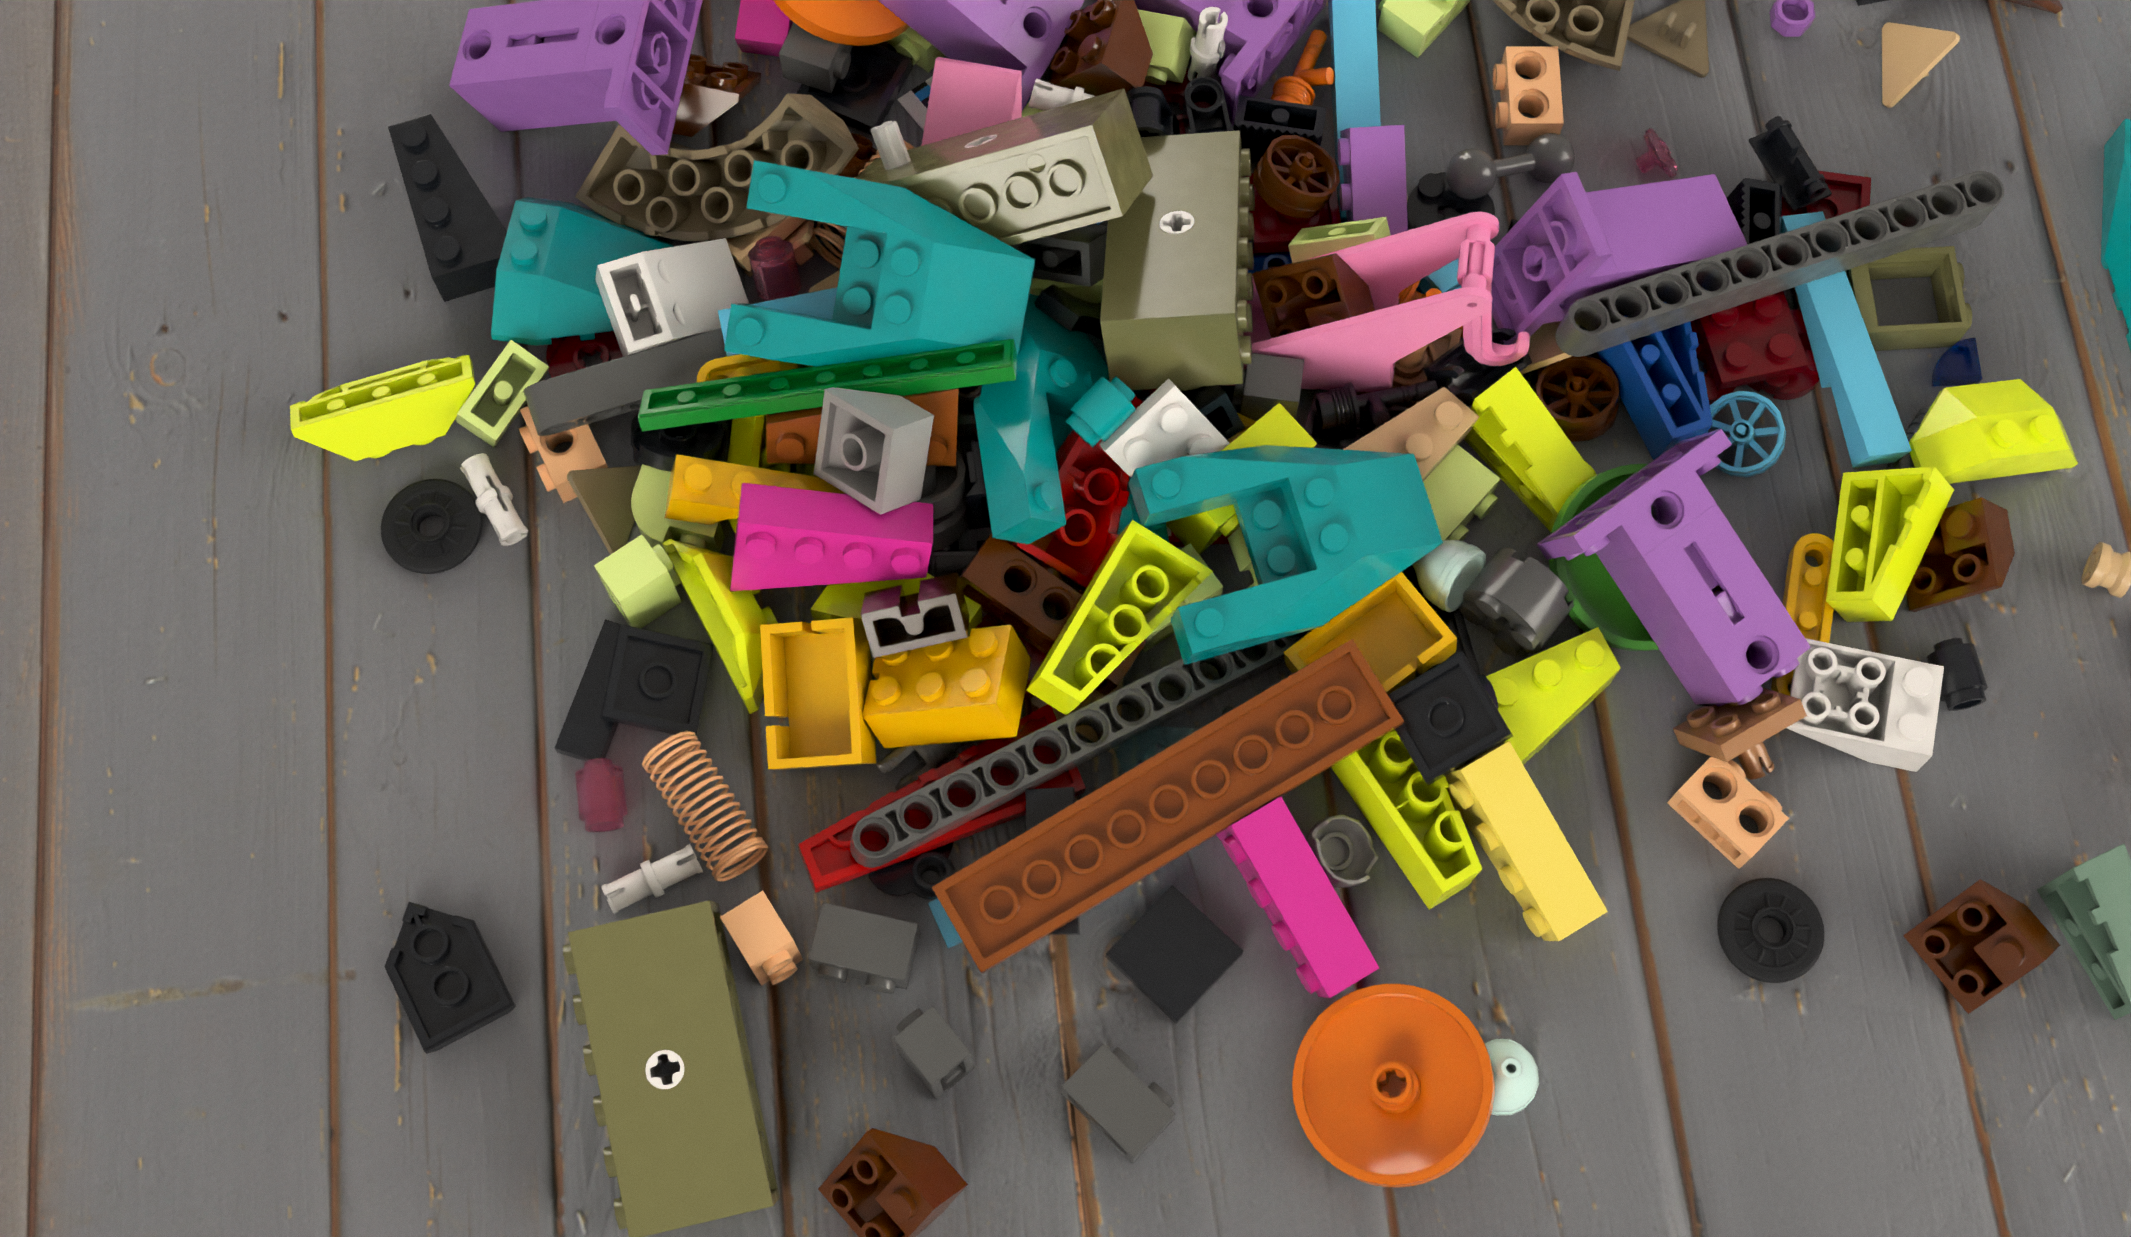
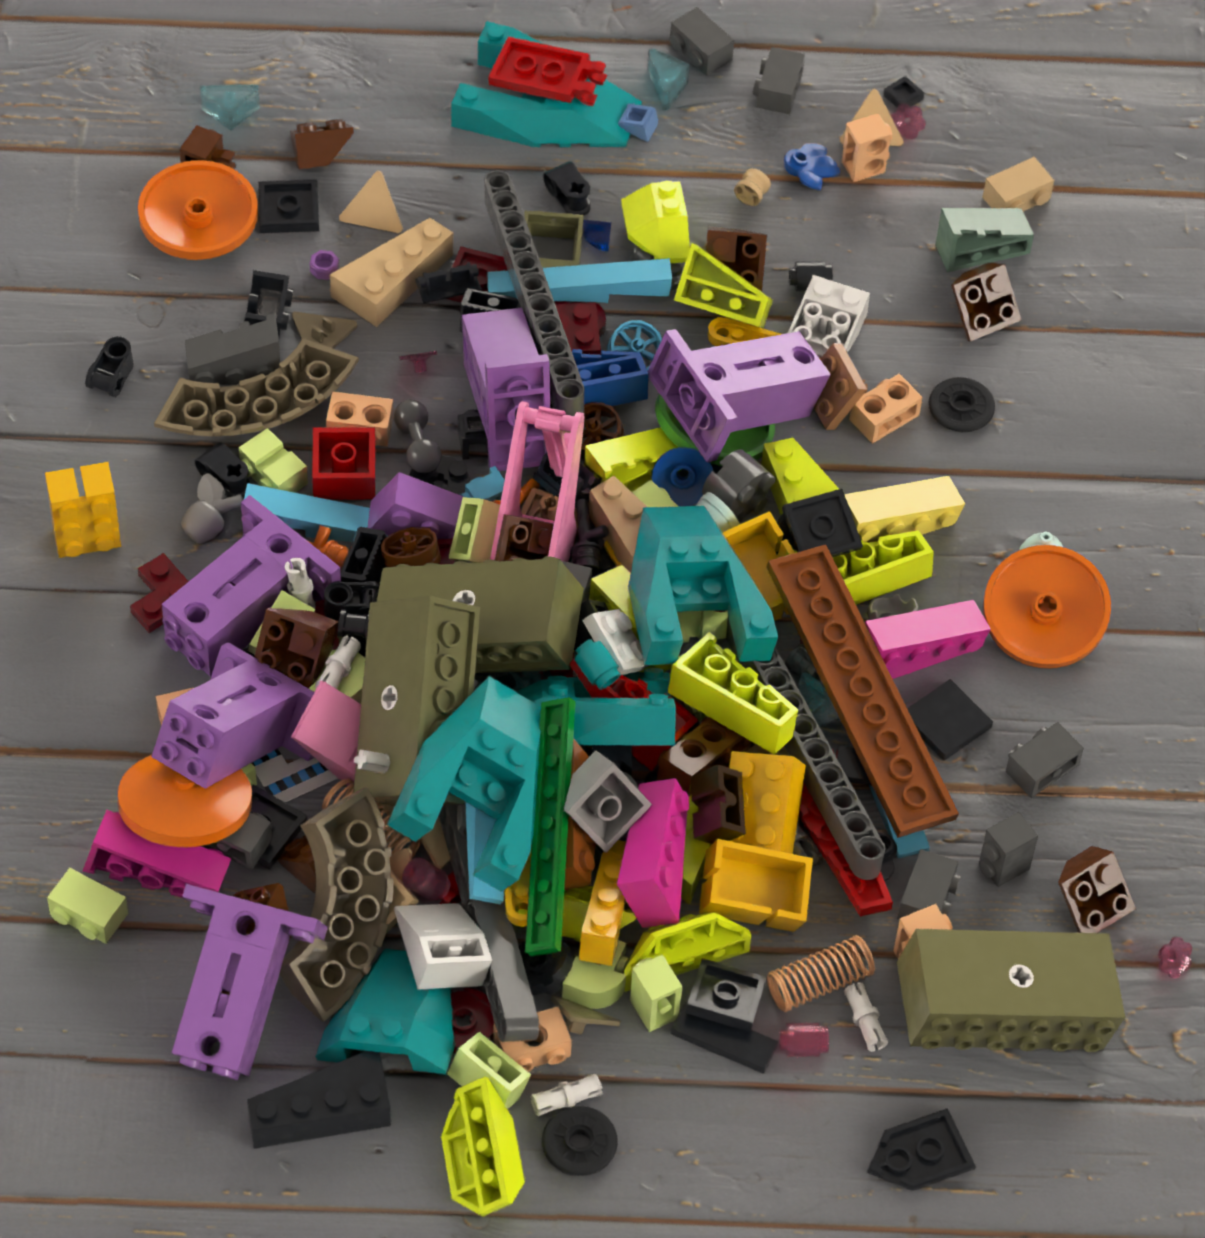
camera: 85 degrees left, 15 degrees down
(1443, 82) = (344, 463): none -> red brick
(1521, 519) = (686, 489): none -> blue dish
(1781, 77) = (387, 275): none -> tan wedge
(2026, 311) = (568, 188): none -> black piece

